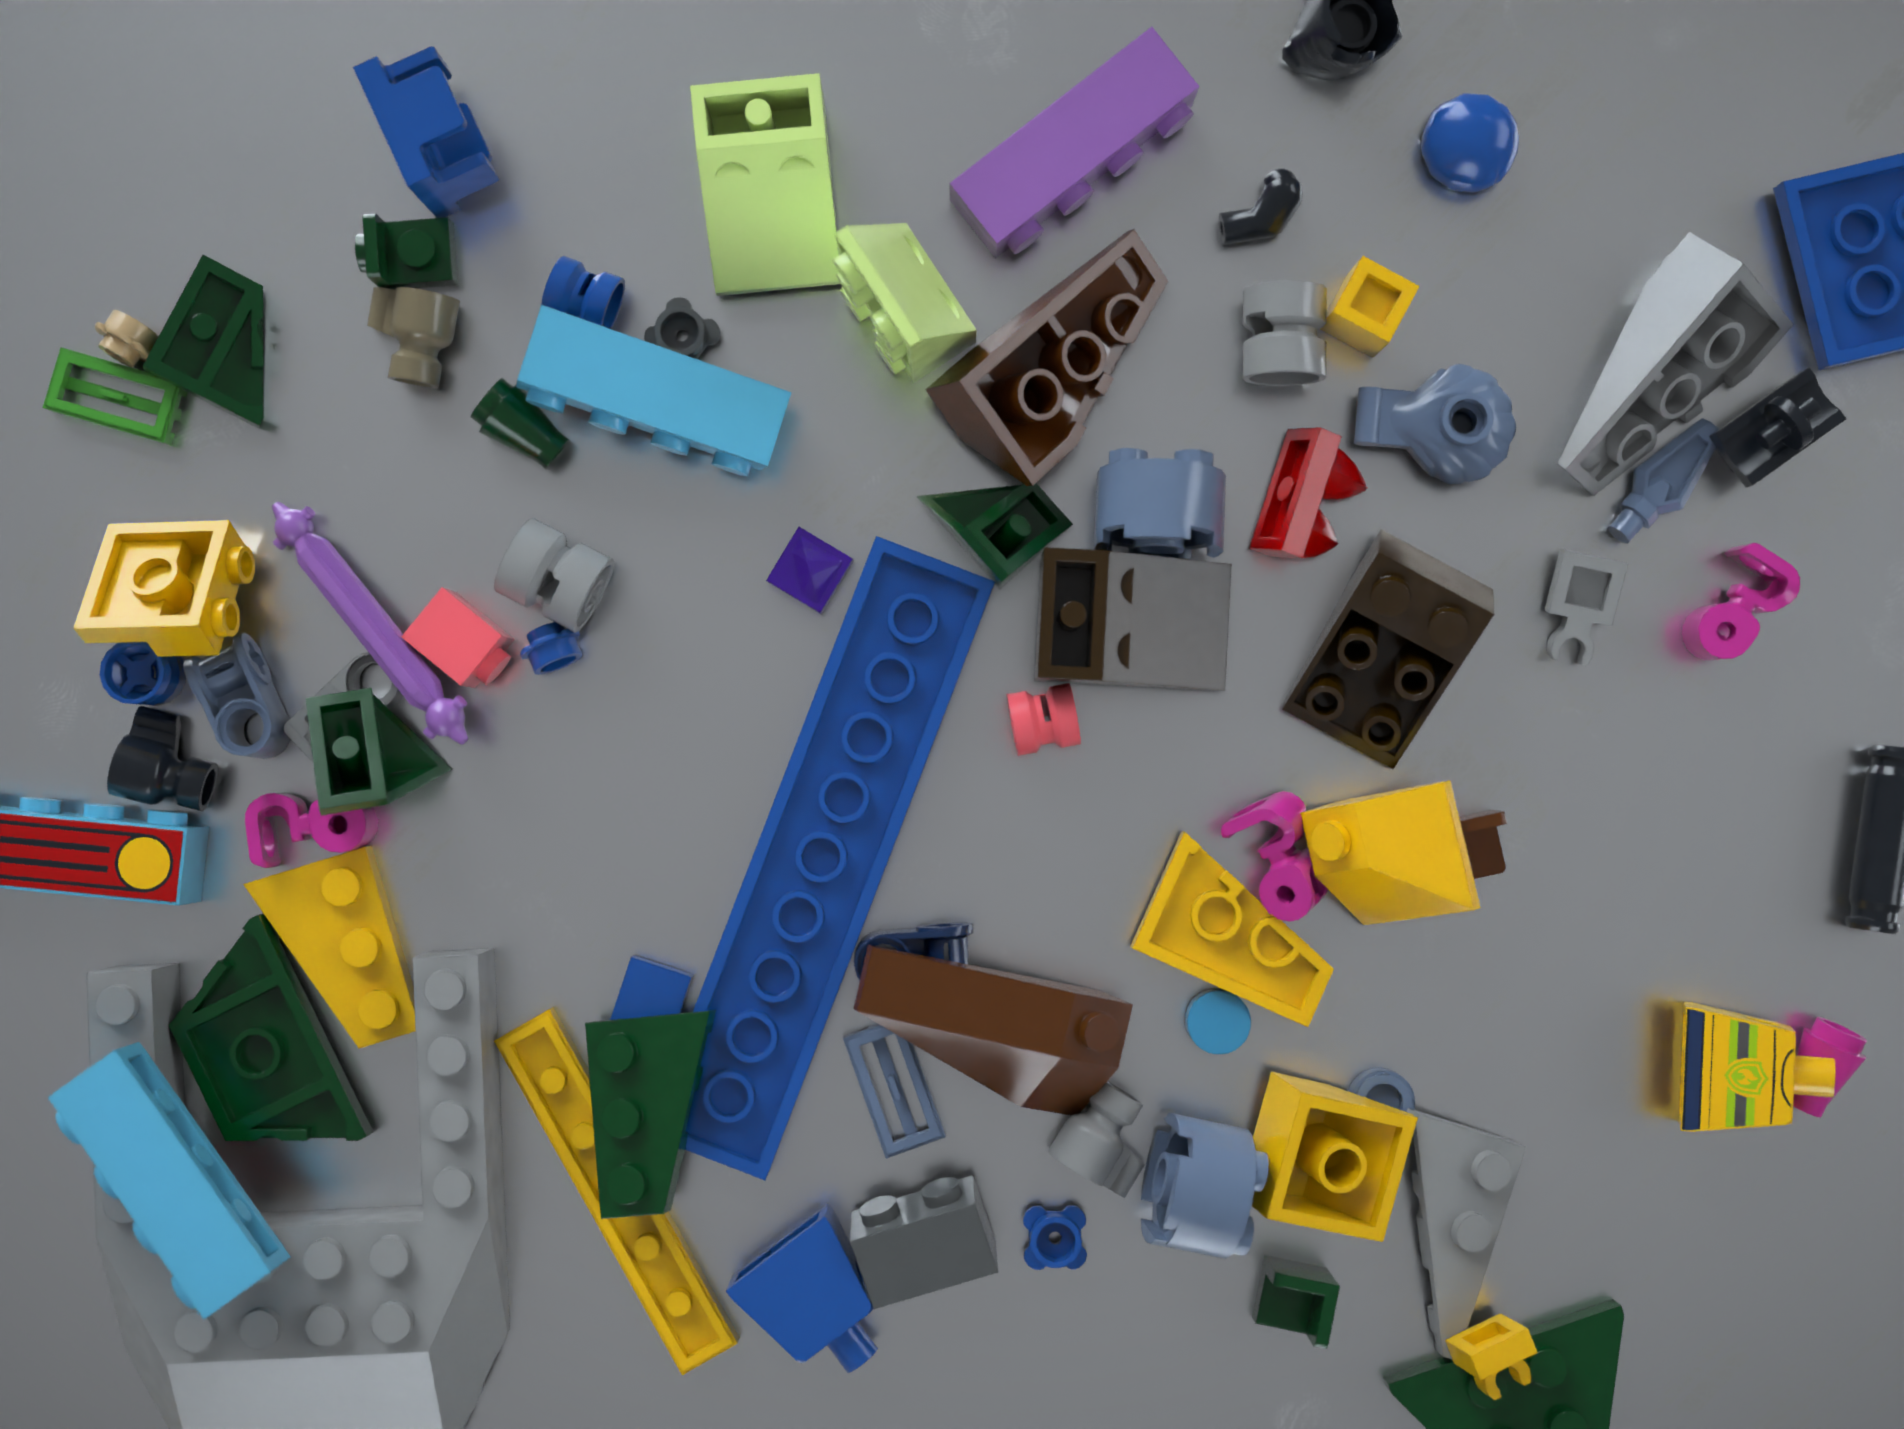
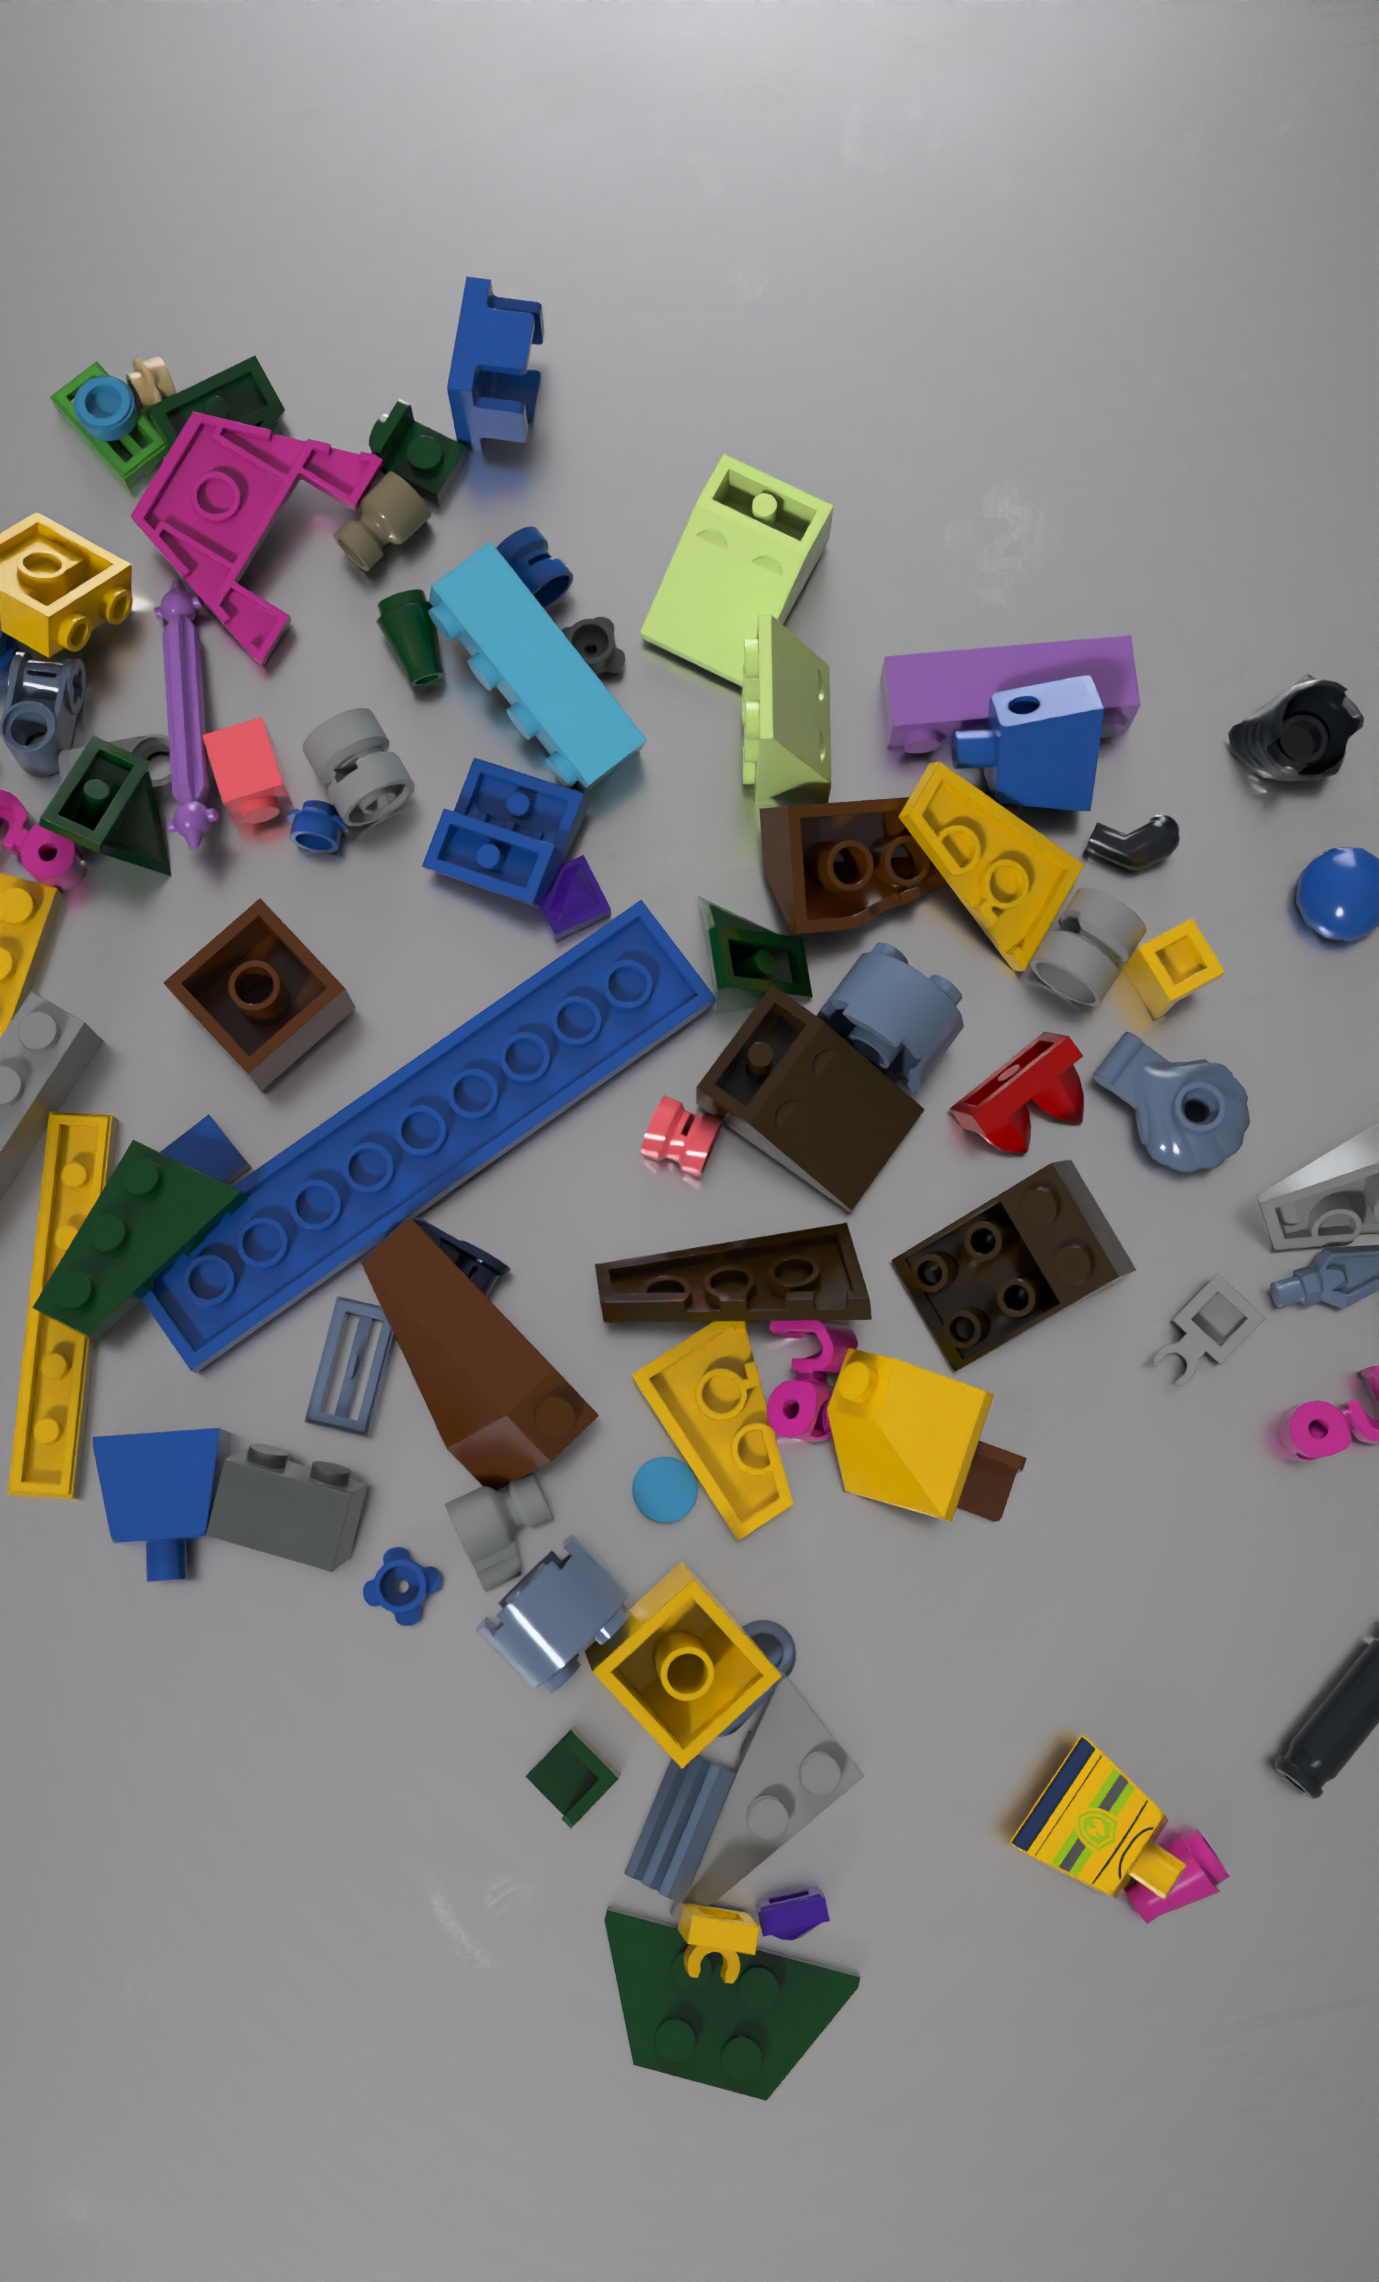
camera: 35 degrees right, 10 degrees down
(102, 388) = (106, 408): none -> dark azure tile
(266, 409) = (219, 502): none -> dark pink wing
(607, 831) = (260, 994): none -> reddish brown brick
(720, 550) = (507, 832): none -> blue slope
(1134, 180) = (1038, 744): none -> blue torso
(1156, 310) = (991, 860): none -> yellow wing
(1183, 804) = (752, 1279): none -> dark brown wing
(1395, 1280) = (673, 1821): none -> sand blue tile
(1537, 1291) = (792, 1914): none -> dark purple tile

